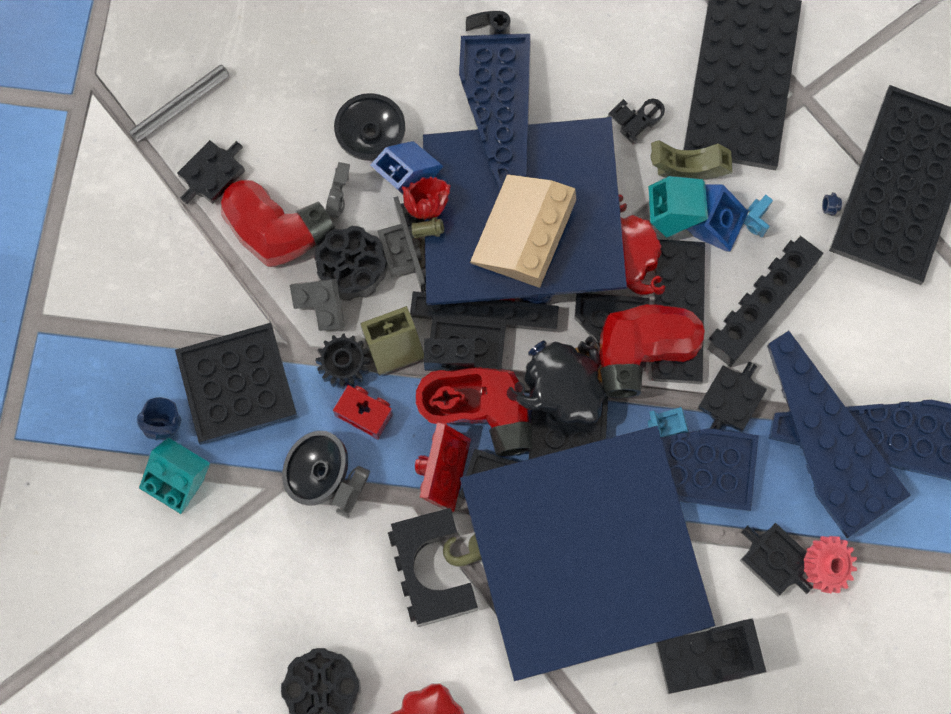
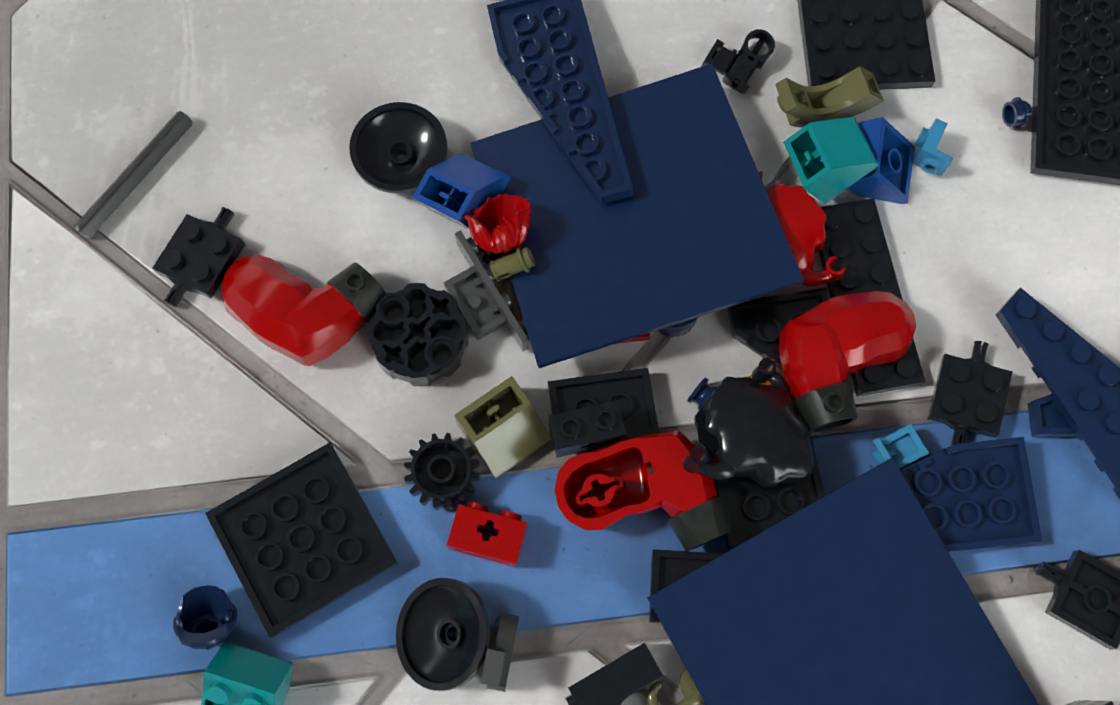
camera: 15 degrees left, 0 degrees up
(325, 299) = (396, 392): dark grey plate -> none
(335, 198) = (375, 248): dark grey piece -> none
(443, 467) = (618, 587): red plate -> none
(511, 313) = (644, 351): black plate -> none
(524, 228) = (644, 233): tan slope -> none
(801, 253) = (1008, 189): black brick -> none

